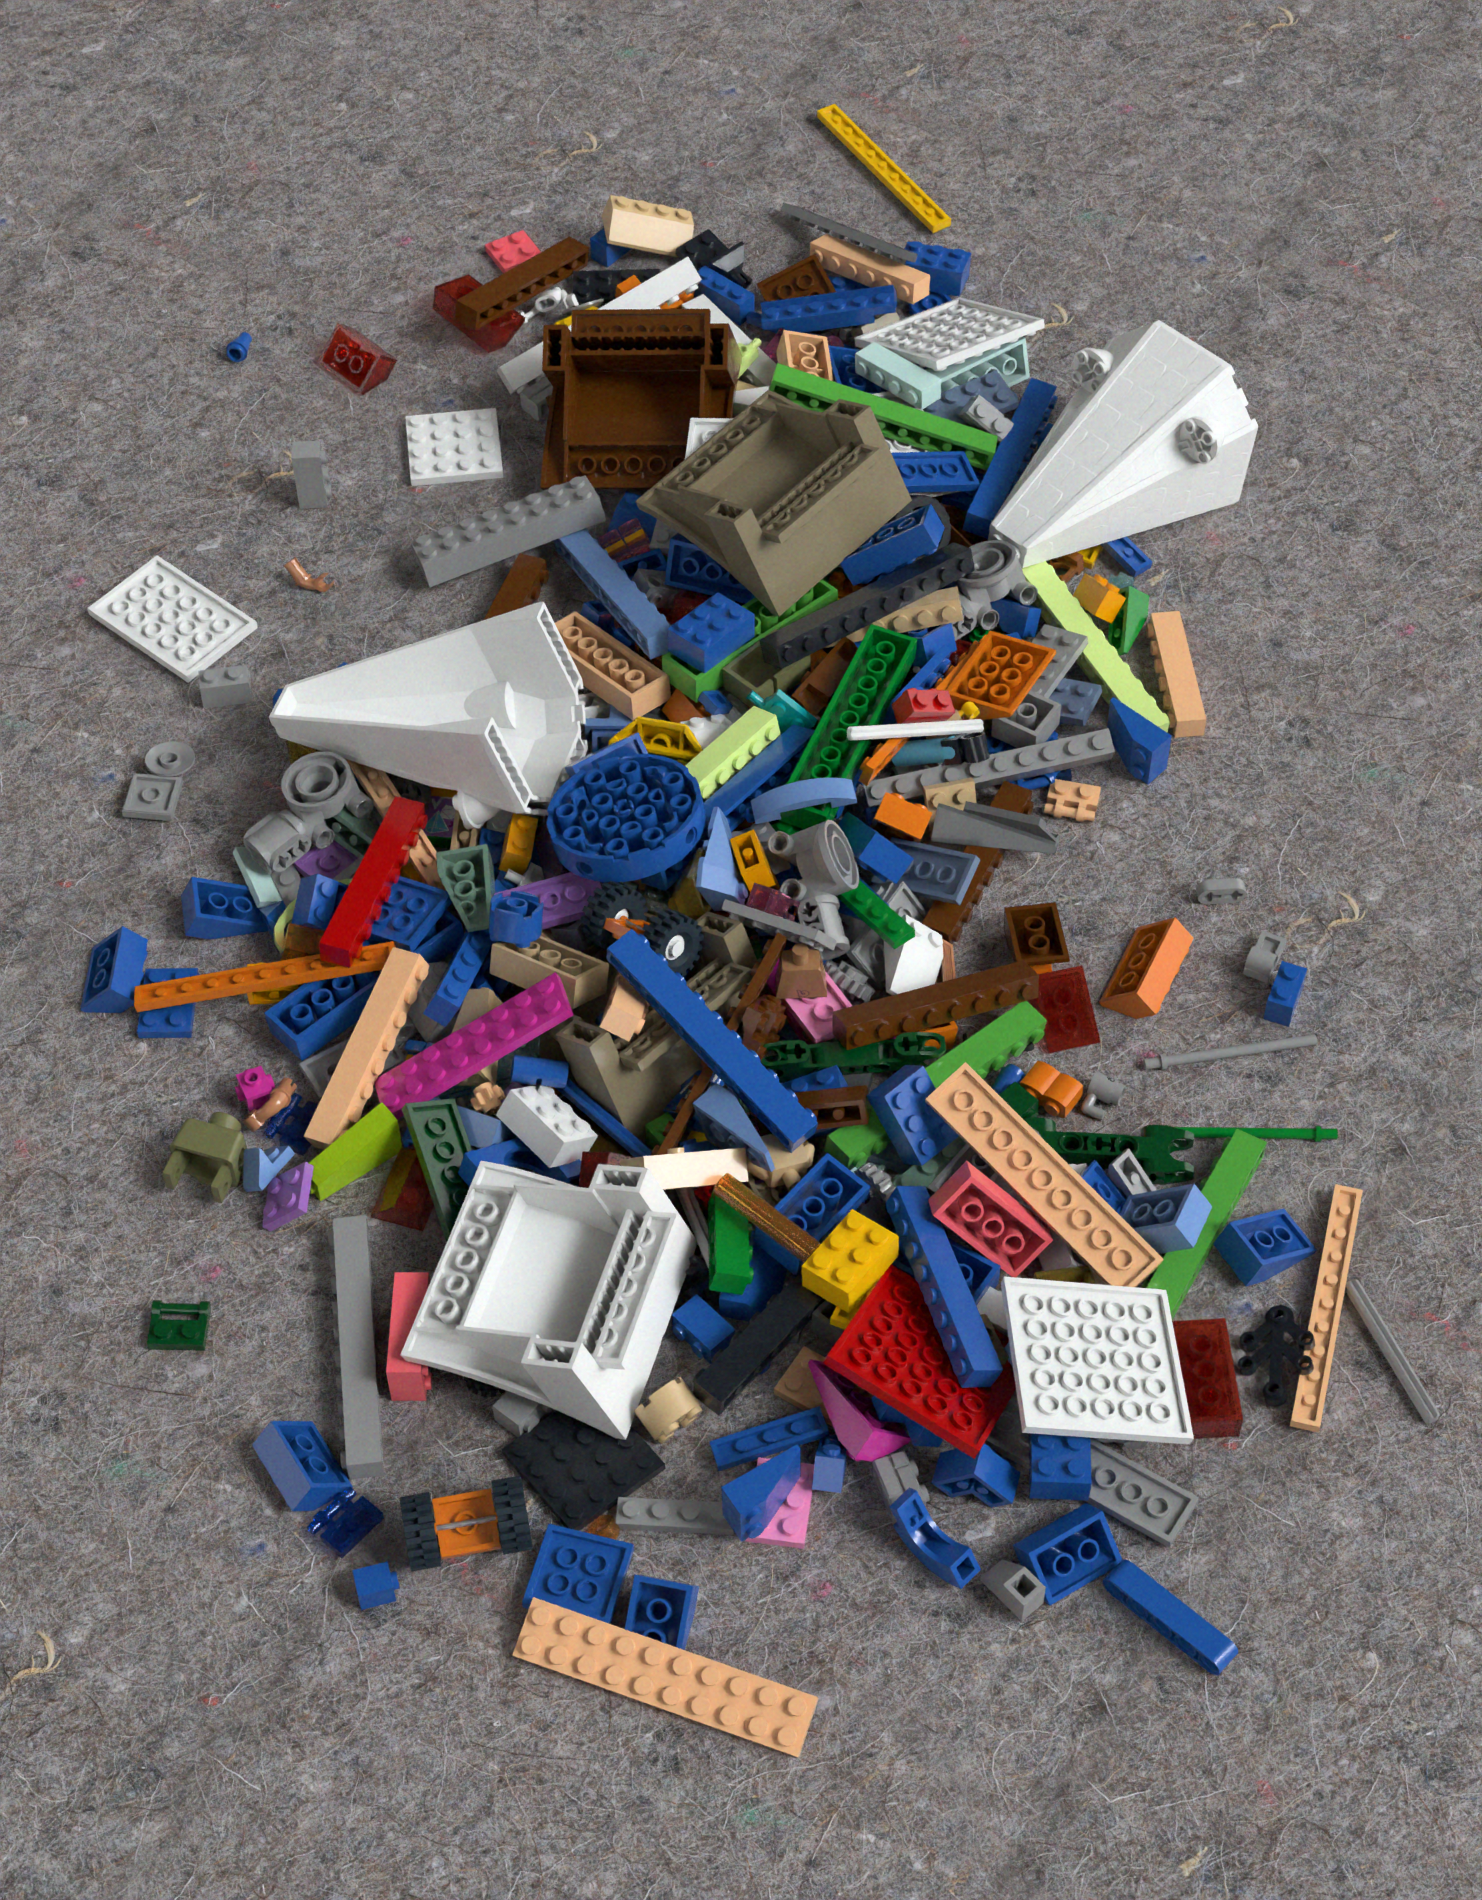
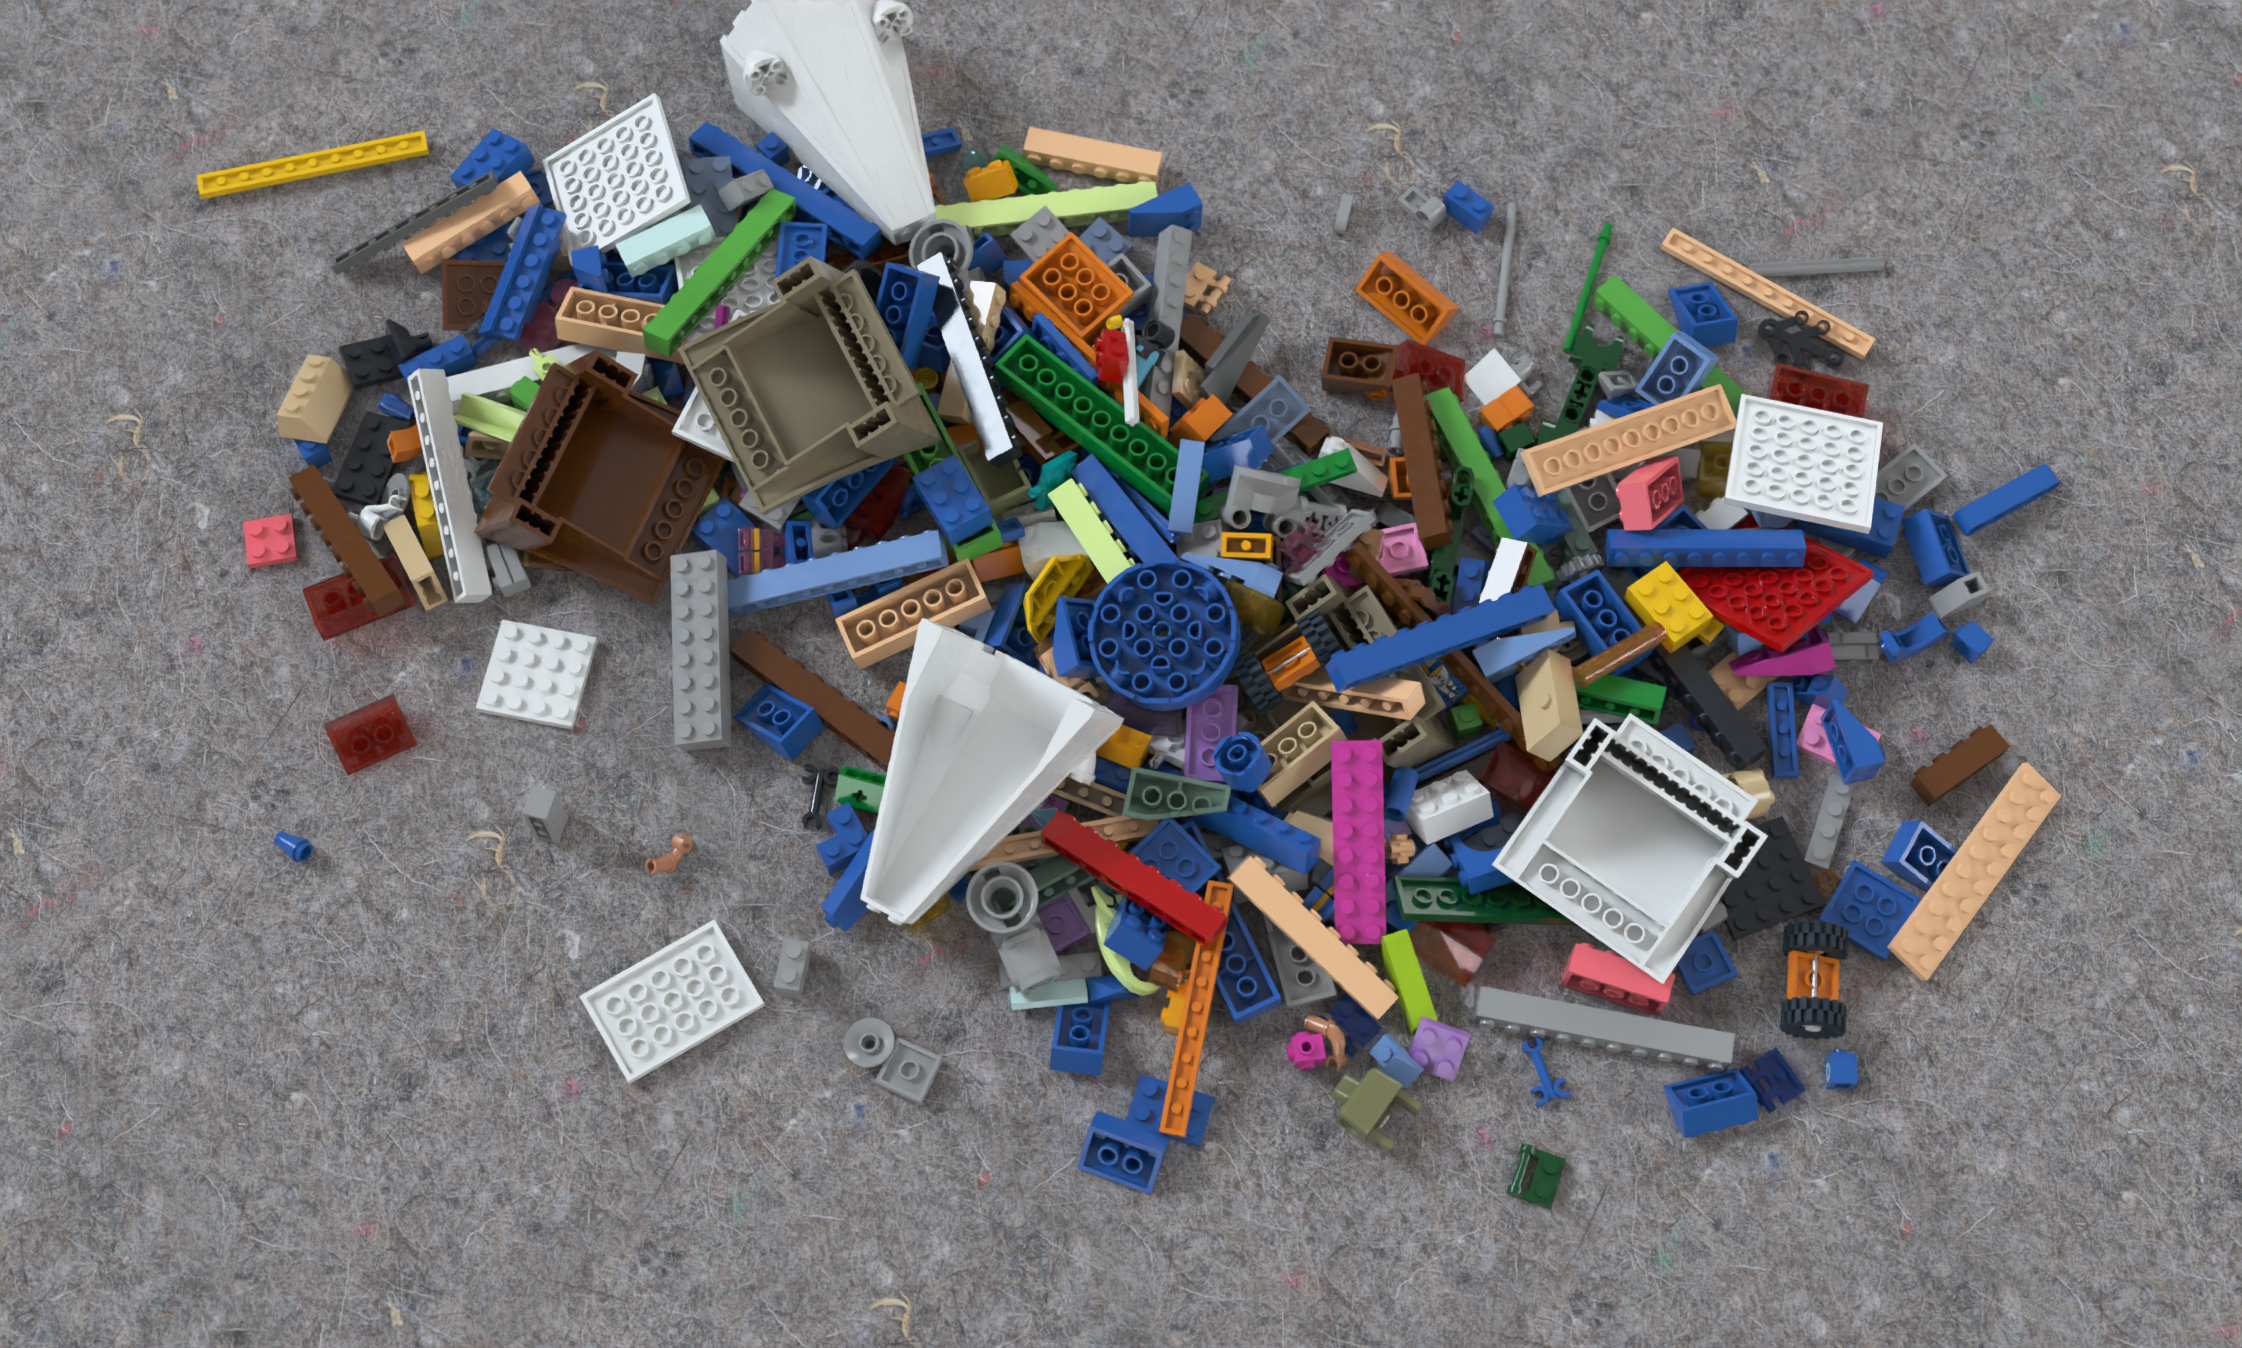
camera: 75 degrees left, 15 degrees up
(279, 1316) = (1547, 1089): none -> blue bar
(460, 608) = (780, 721): none -> blue slope
(462, 1423) = (1705, 964): none -> blue plate
(521, 333) = (415, 562): none -> tan slope
(794, 1633) = (1958, 765): none -> reddish brown brick
(850, 341) = (590, 268): none -> blue slope
(960, 1614) = (1971, 641): none -> blue brick
(1086, 1063) = (1491, 377): none -> white sticker

